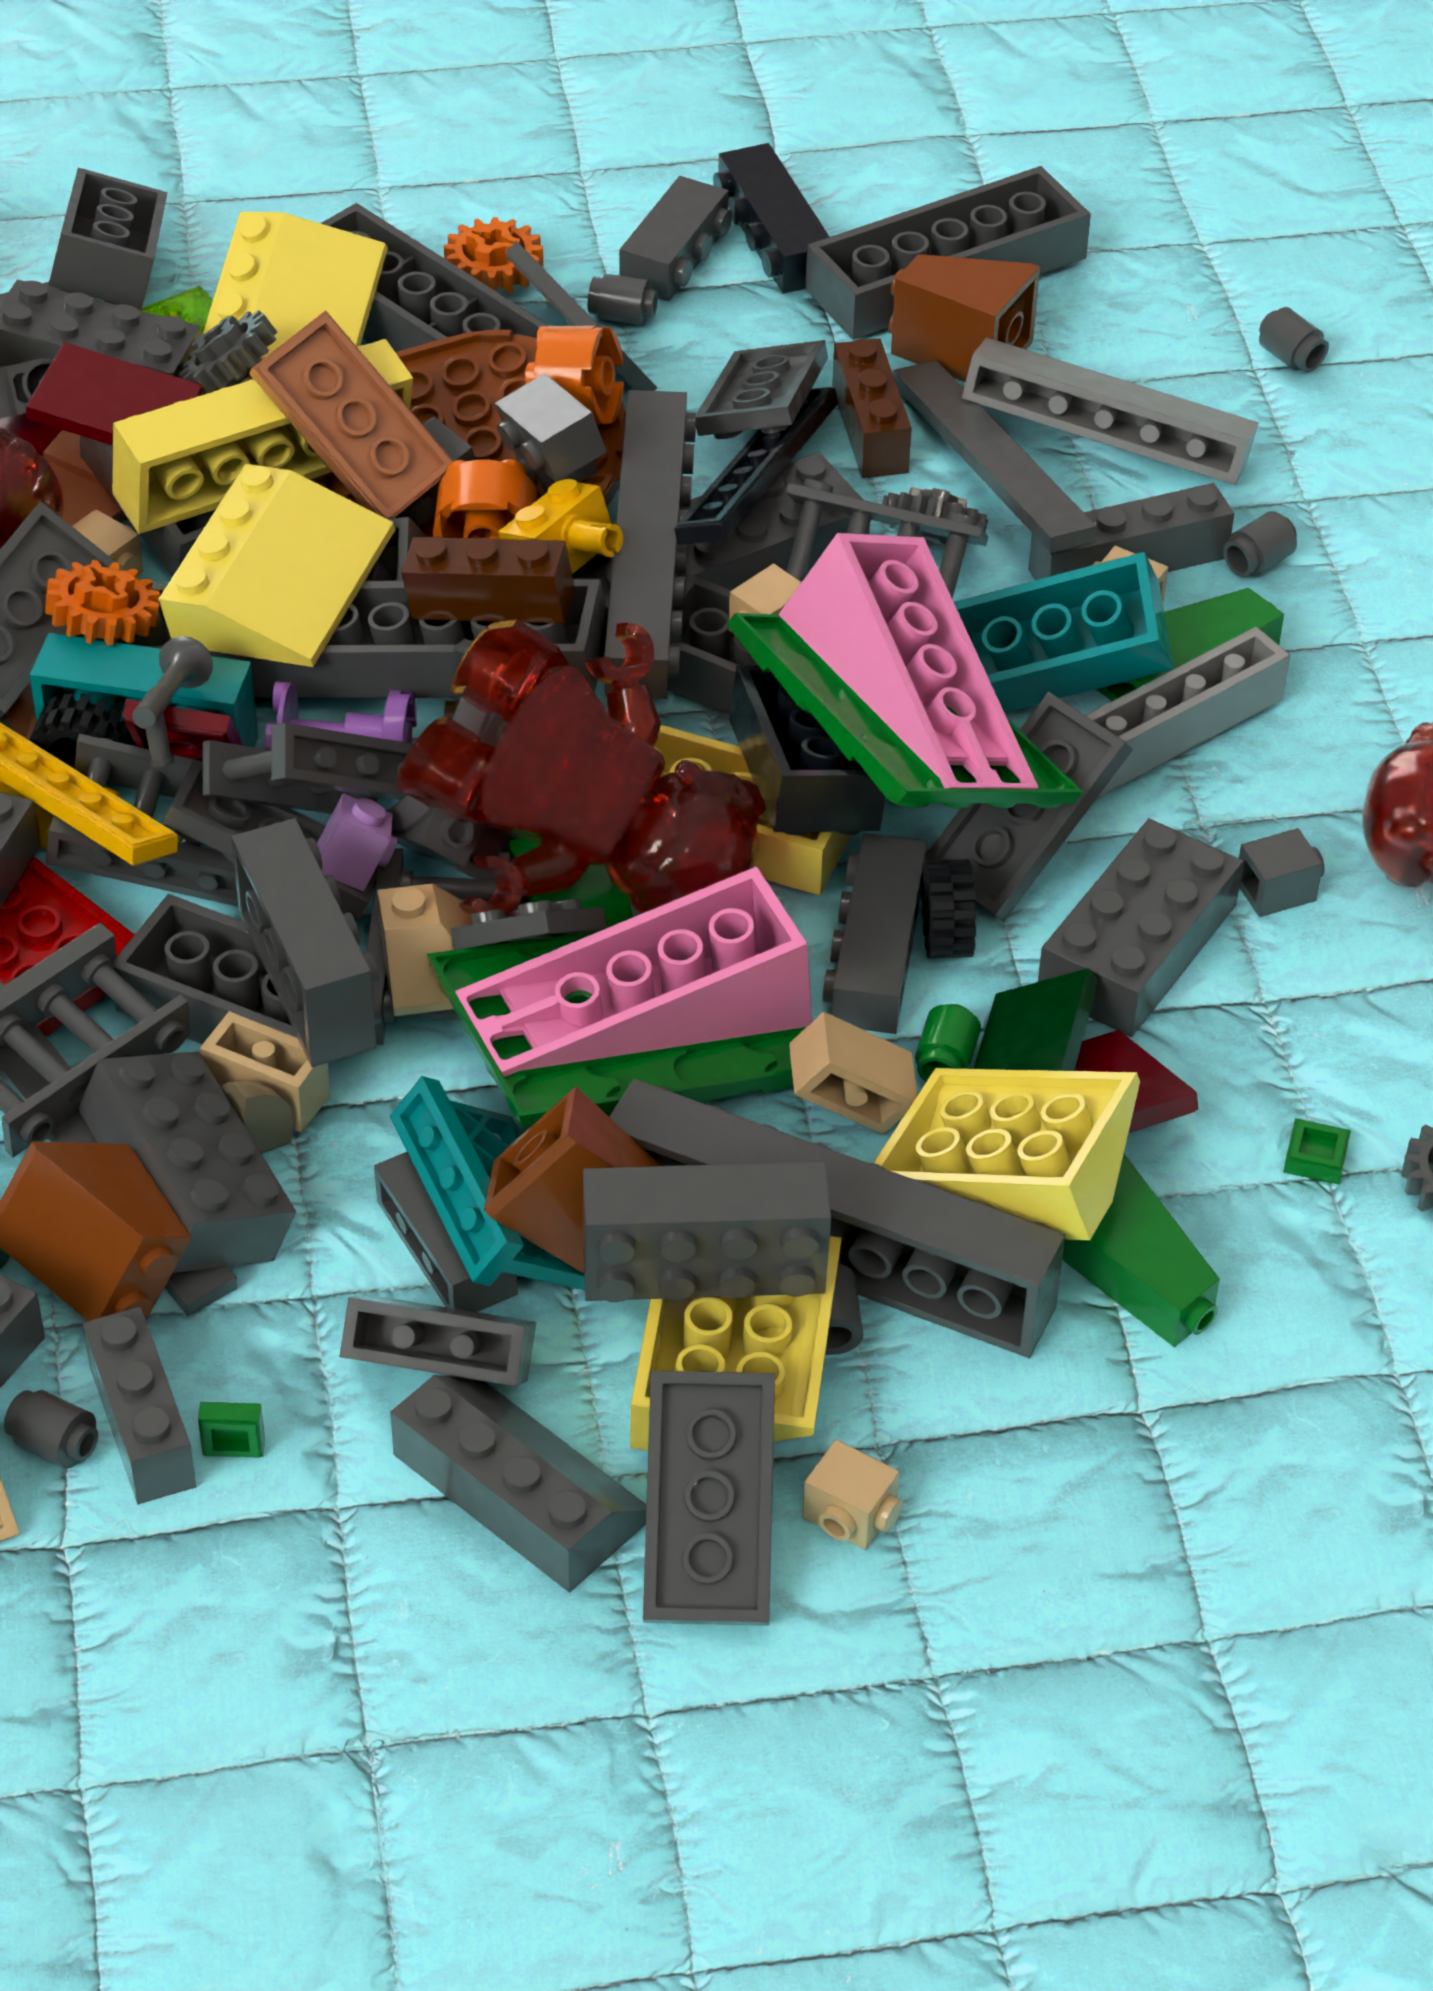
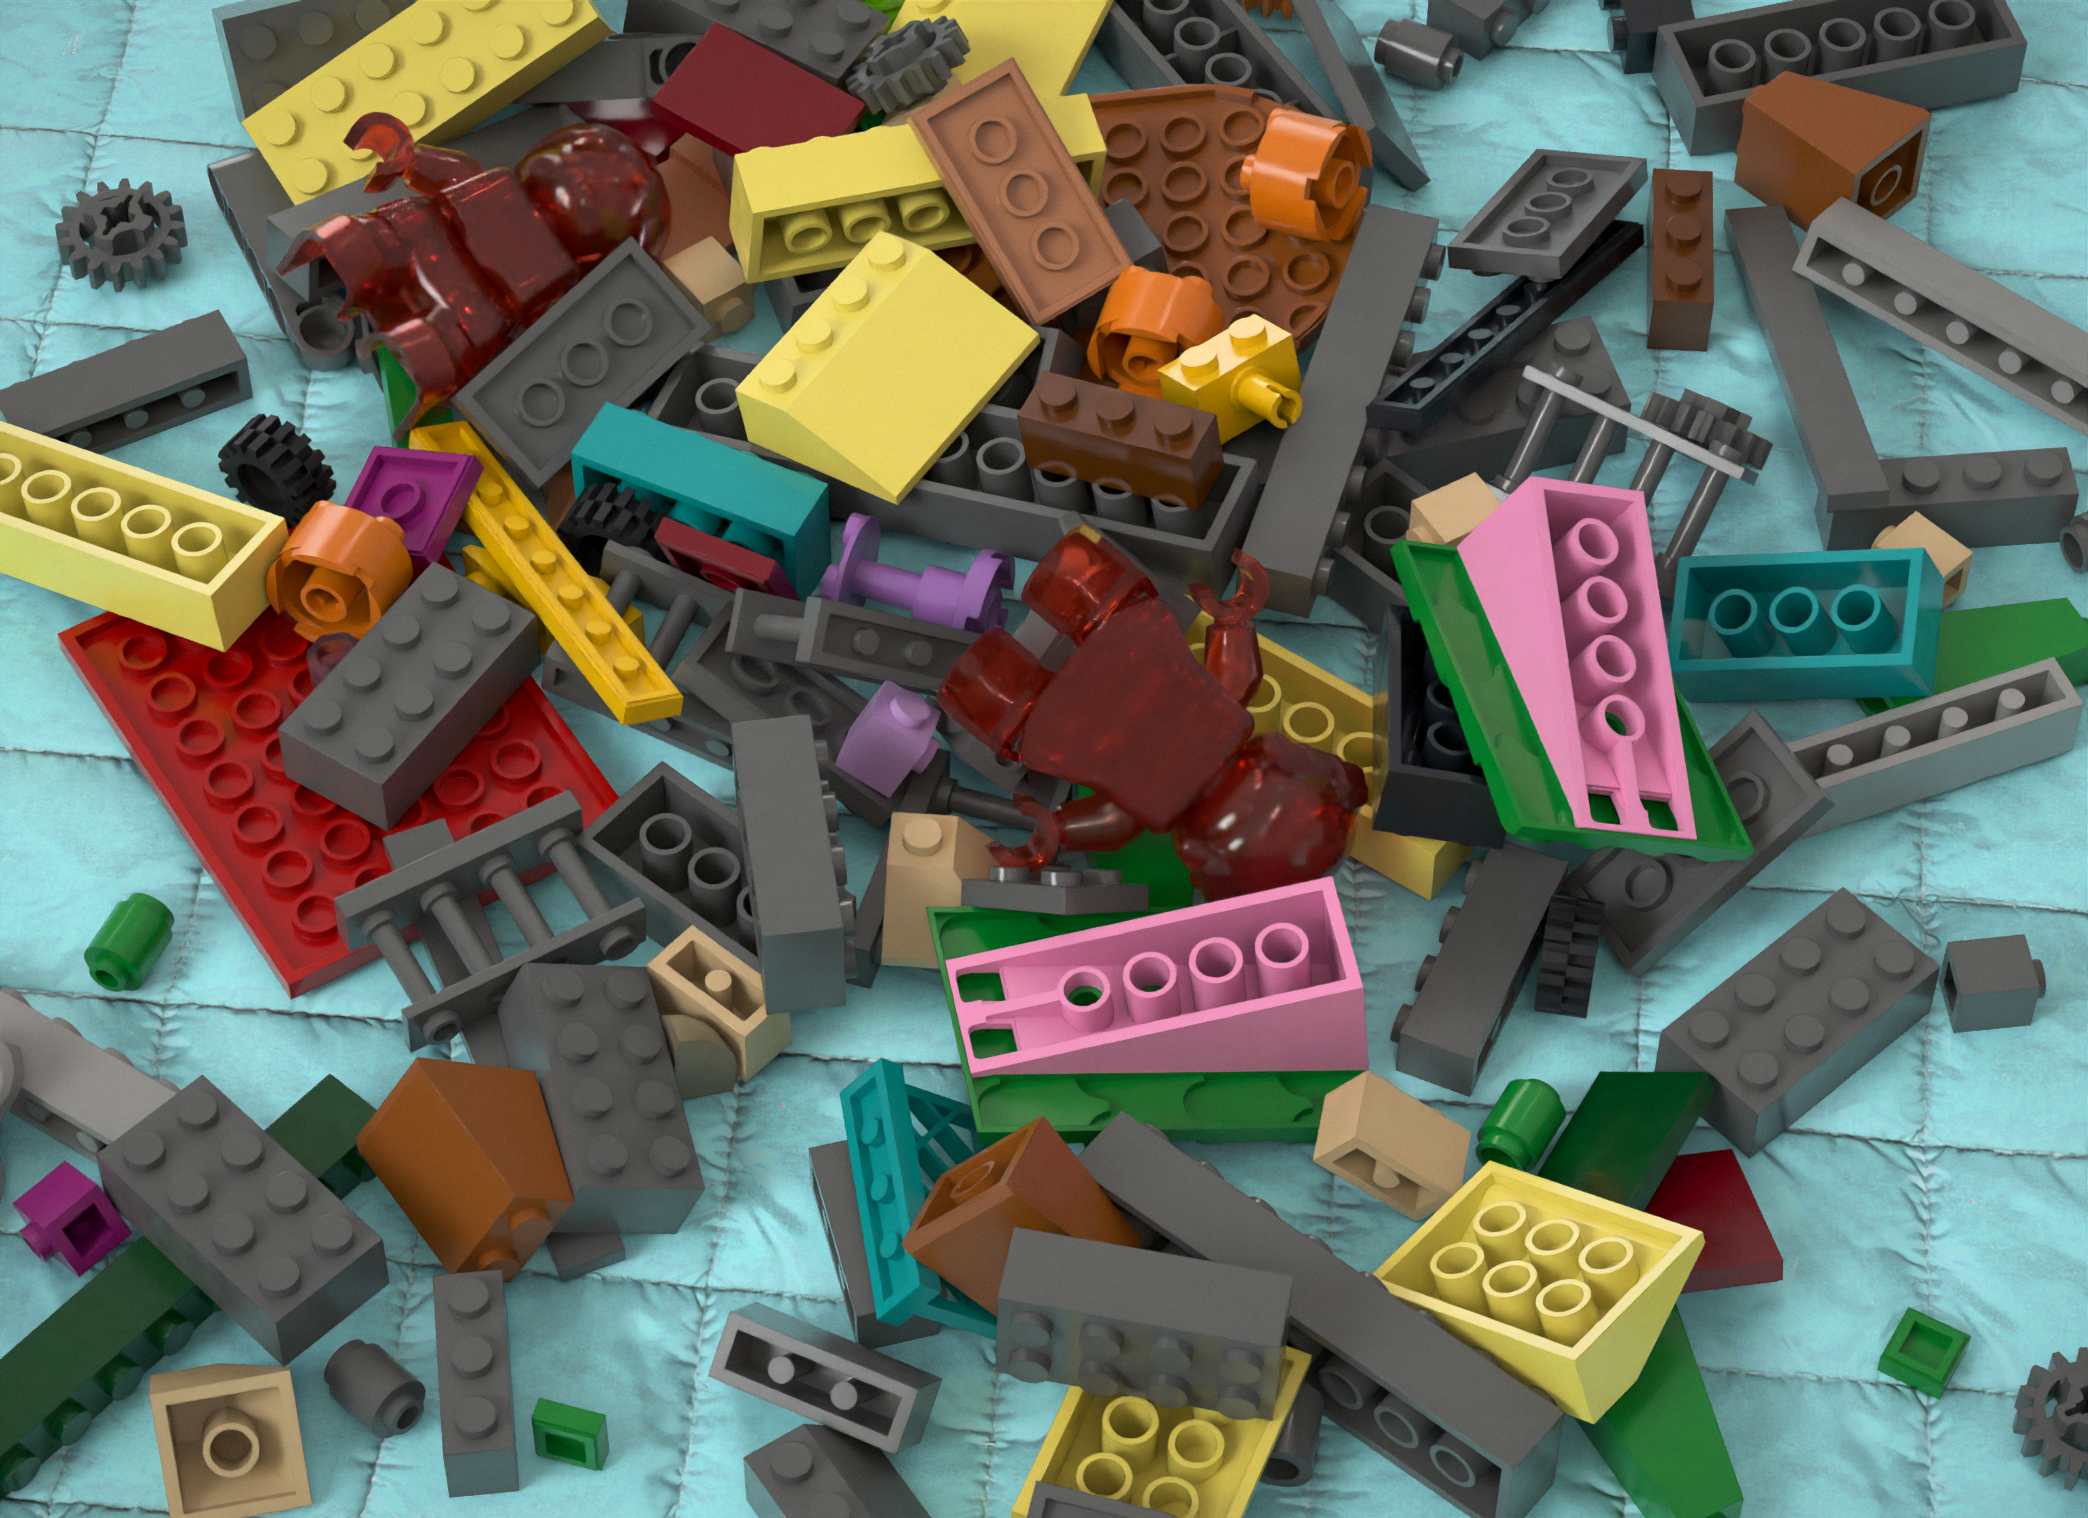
camera: 15 degrees right, 5 degrees up
(102, 602) = (675, 376): orange gear -> none
(185, 665) = (745, 478): dark grey piece -> none
(549, 433) = (1251, 251): dark grey brick -> none

